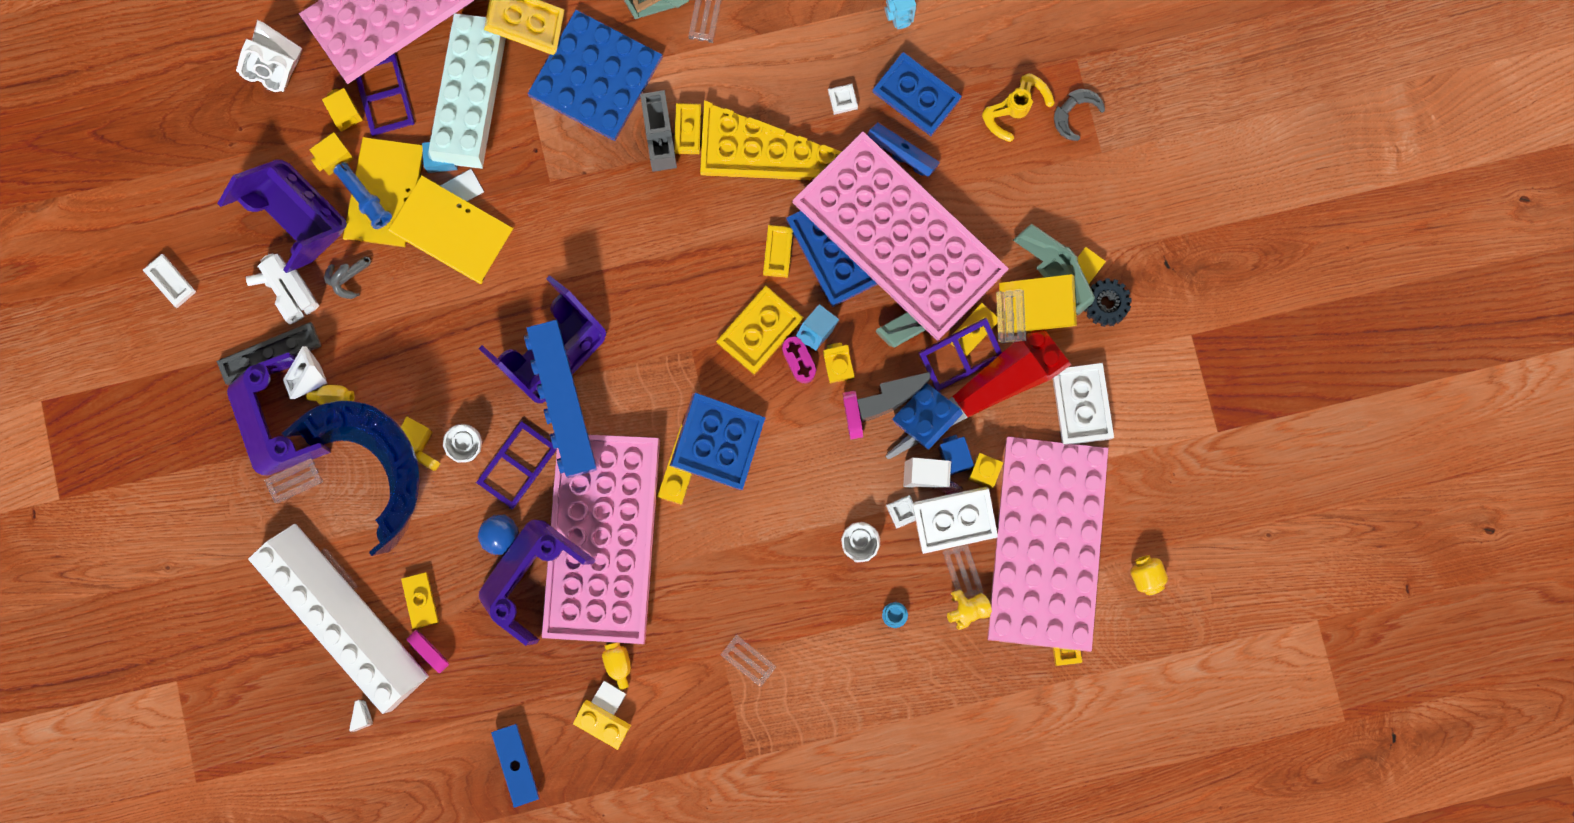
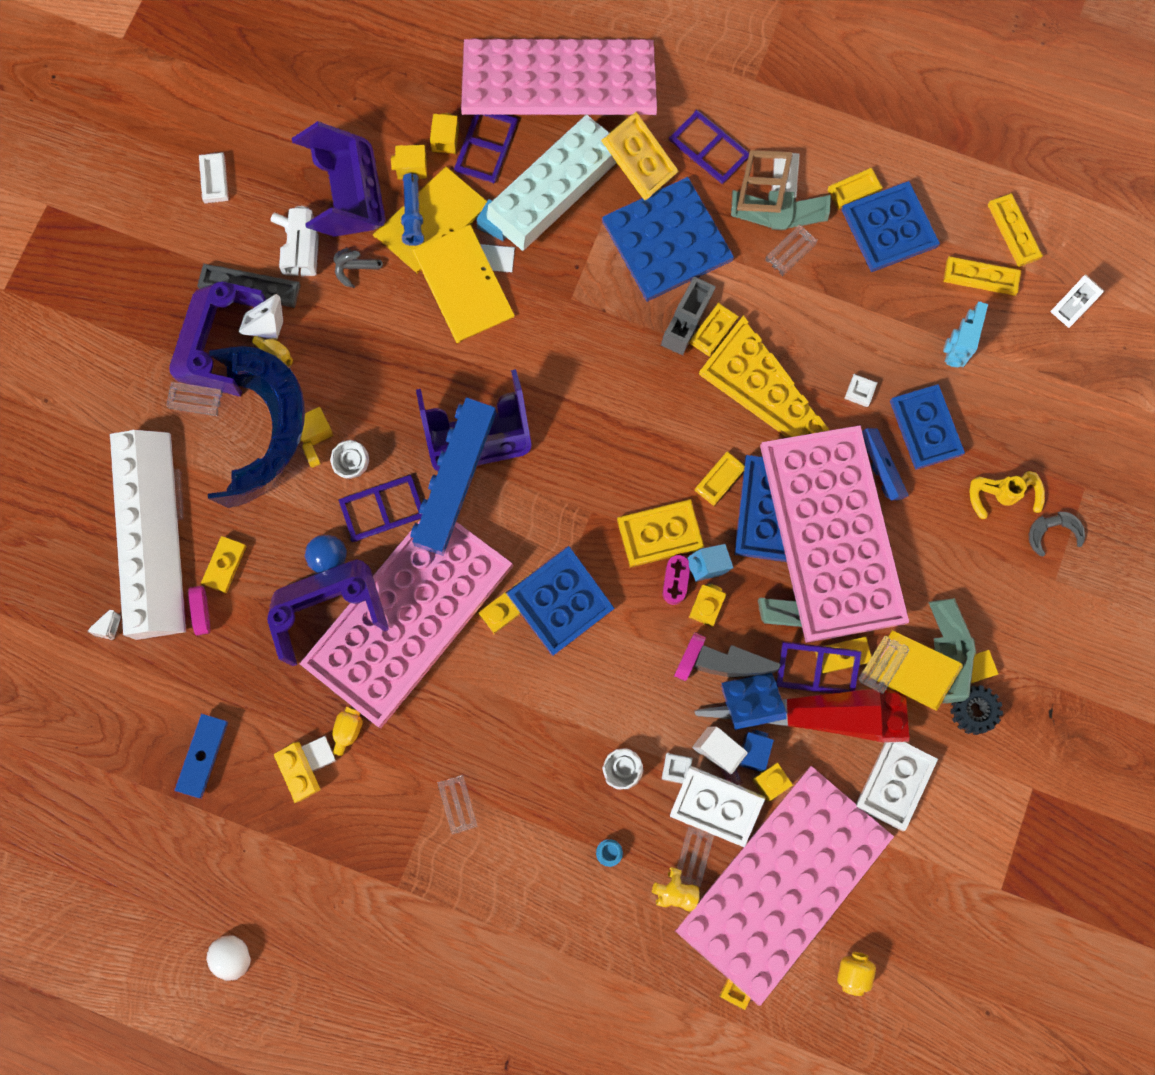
camera: 30 degrees right, 5 degrees down
(268, 58) = (414, 55): white piece -> none

